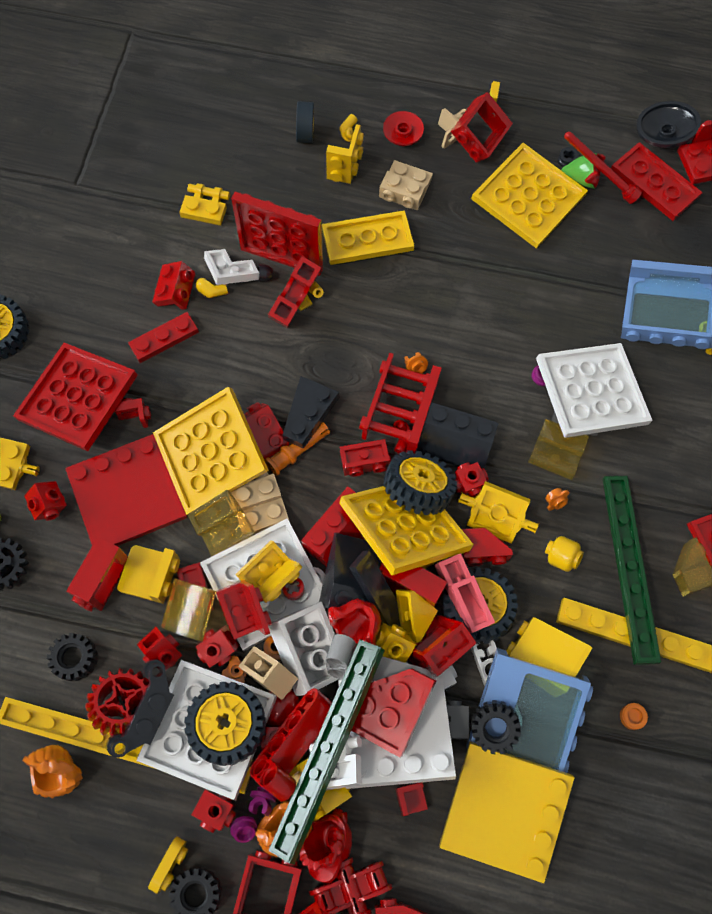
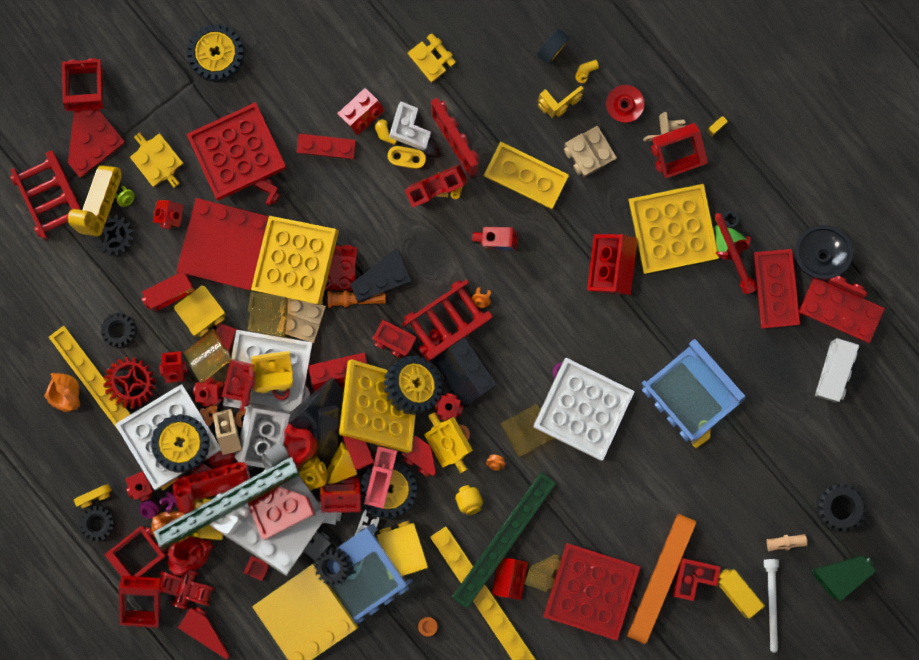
camera: 35 degrees right, 15 degrees up
(148, 713) = (139, 403): black plate -> none
(246, 293) = (407, 155): none -> yellow plate
(388, 300) = (504, 239): none -> torso
(505, 254) = (612, 264): none -> red slope
(668, 601) = (510, 578): none -> red panel

